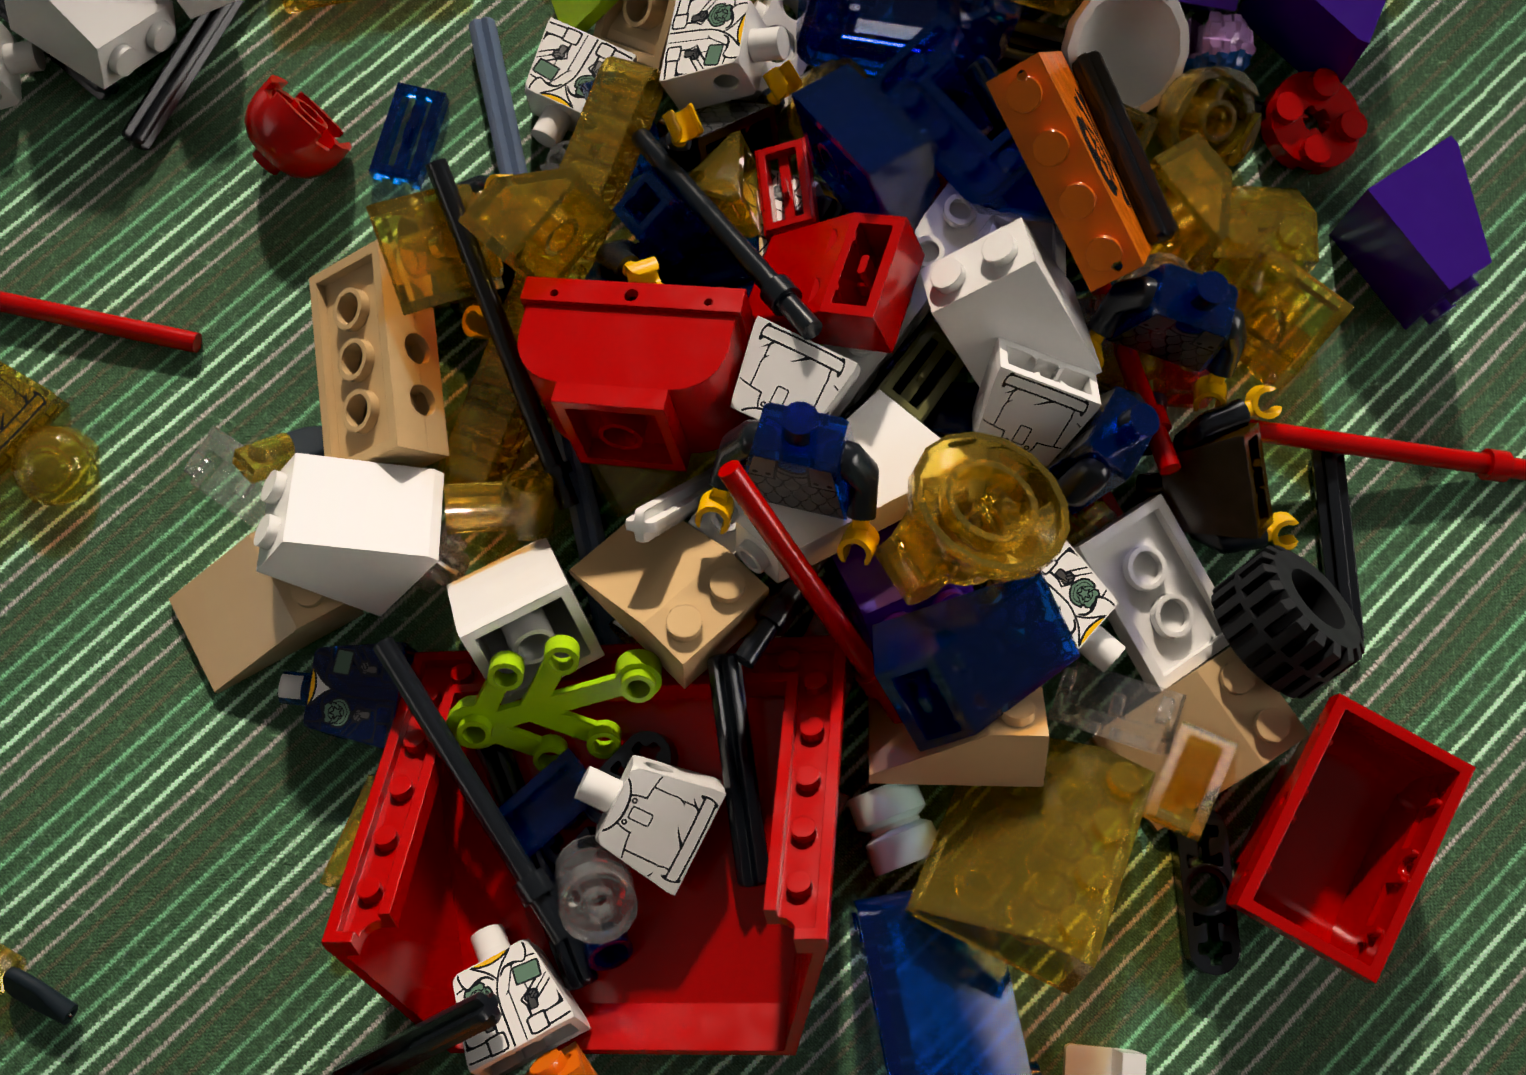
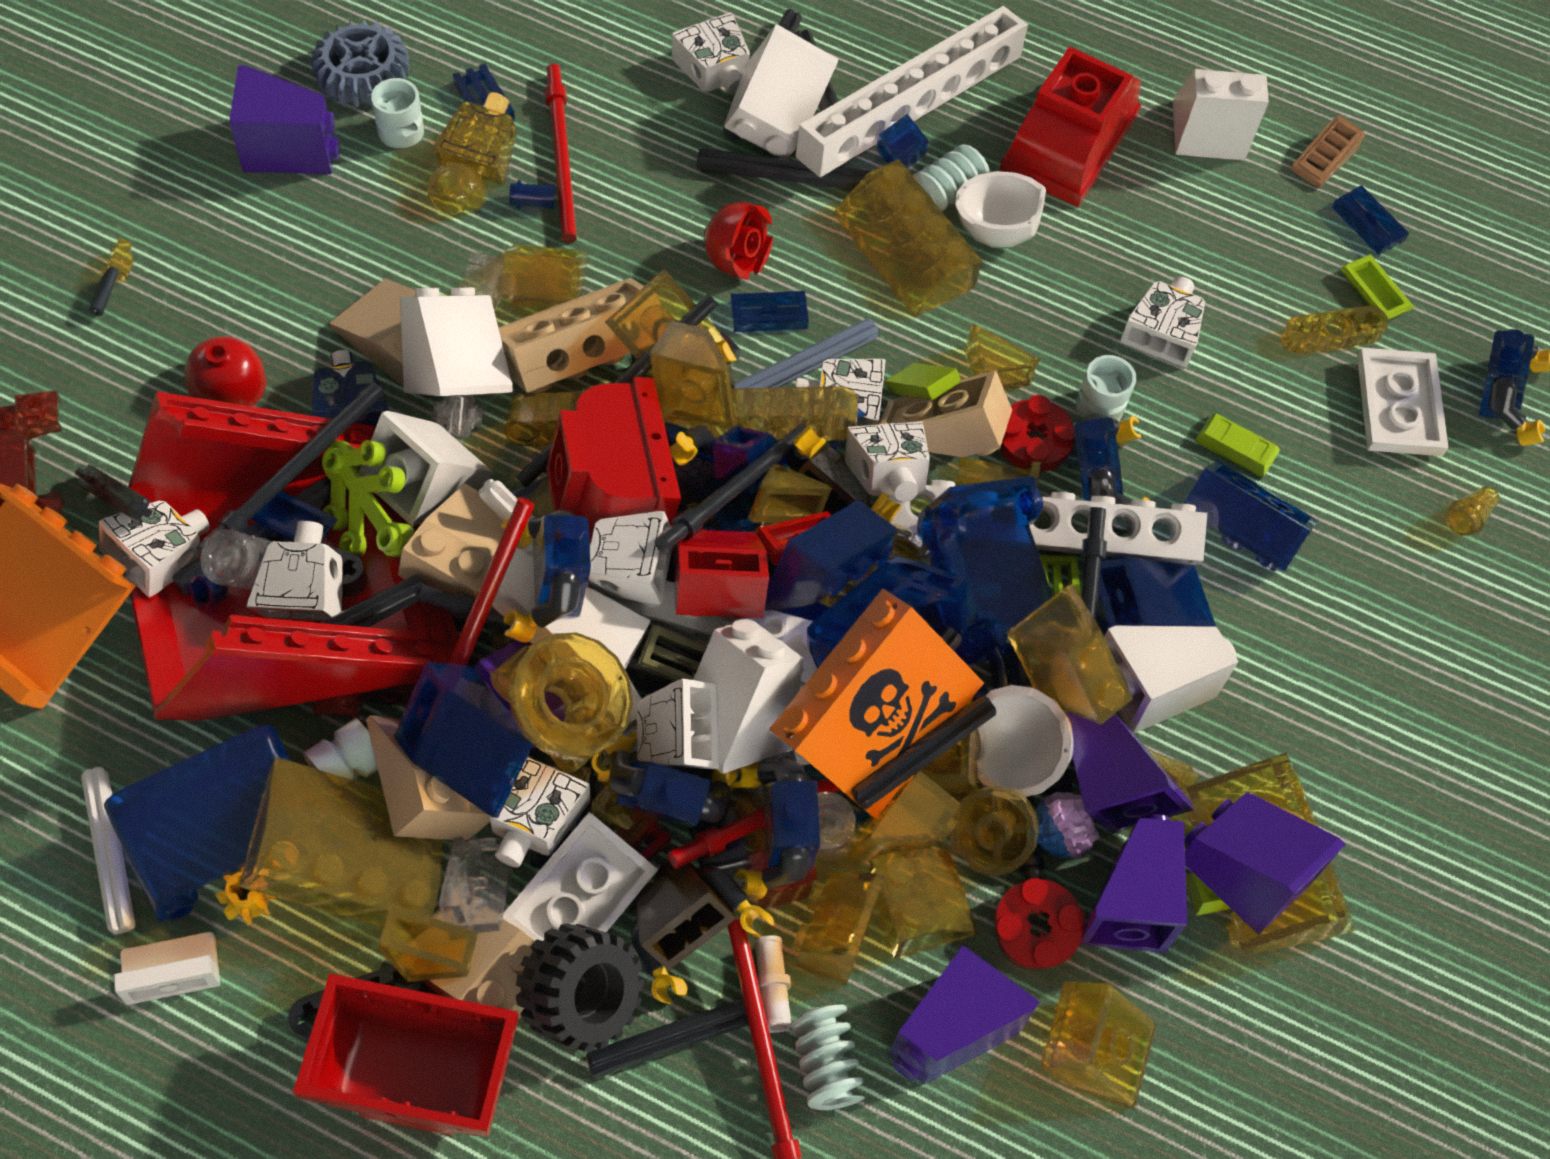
camera: 65 degrees right, 15 degrees down
(108, 369) = (531, 195): none -> clear blue pin
(251, 384) = (542, 274): none -> clear yellow slope
(252, 853) = (225, 371): none -> red cylinder
(274, 452) = (505, 306): clear yellow piece -> none
(517, 505) = (506, 442): clear yellow piece -> none
(1046, 1006) = (250, 908): none -> yellow gear
(1313, 415) = (773, 983): none -> pin
(1410, 382) = (825, 1058): none -> light aqua piece
(1458, 105) = (1099, 1043): none -> clear yellow slope

